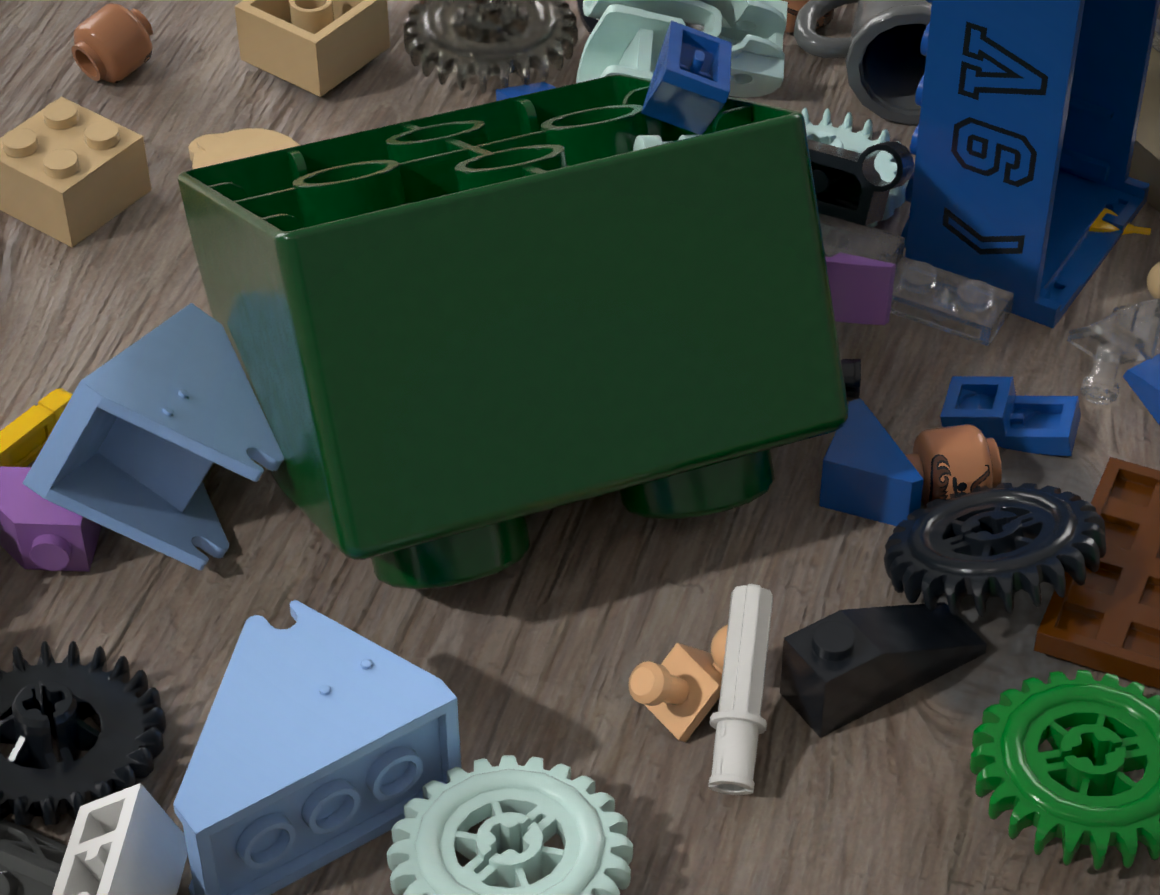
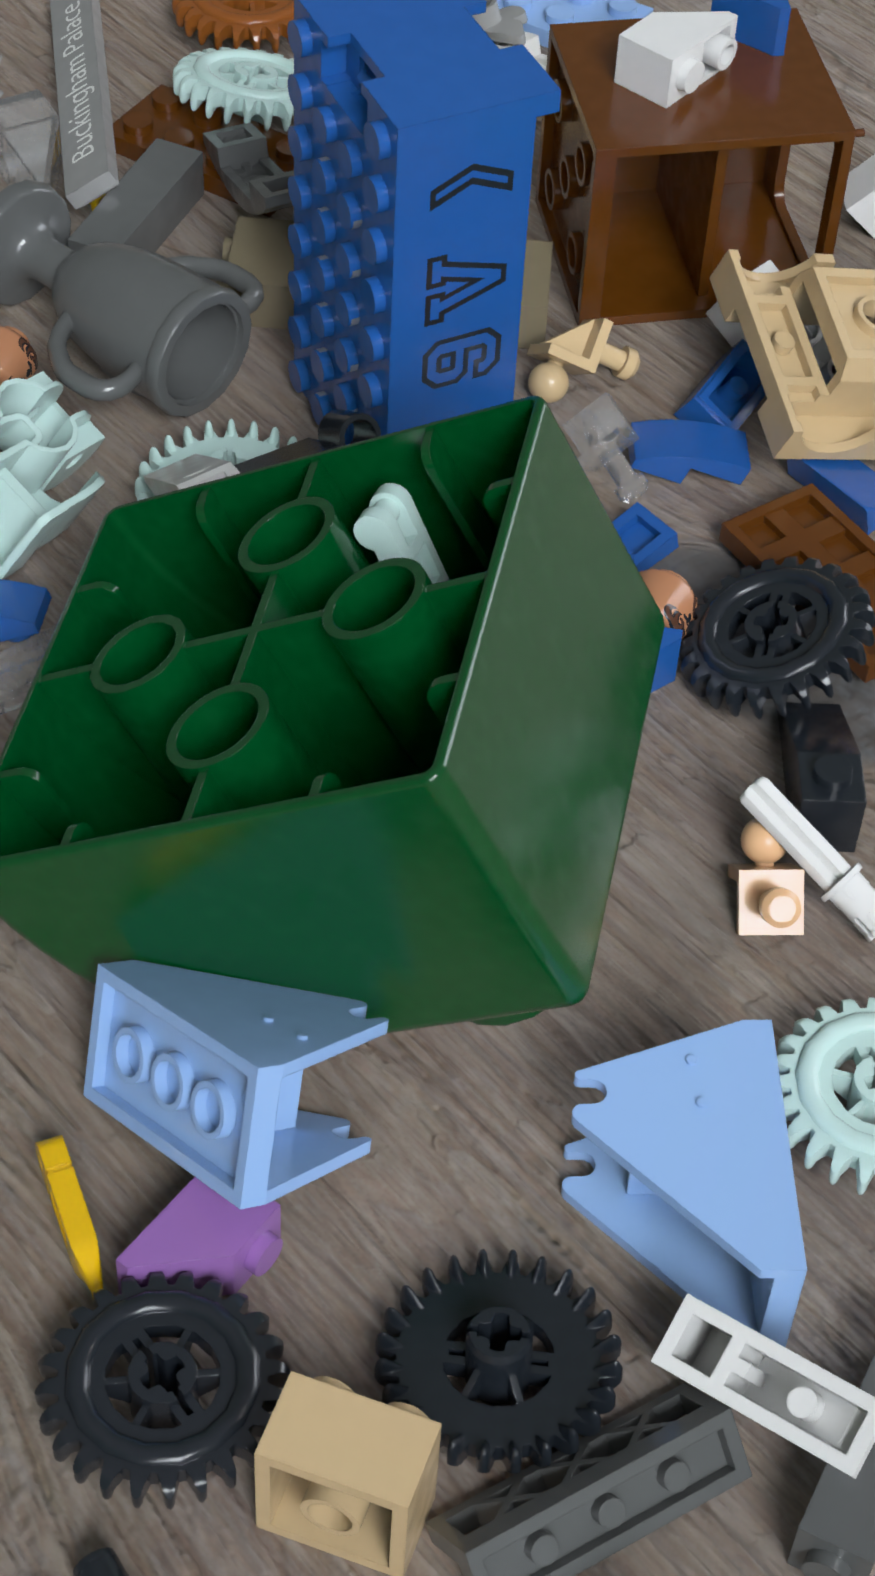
camera: 60 degrees left, 5 degrees up
(689, 79) = (360, 441): blue slope -> none

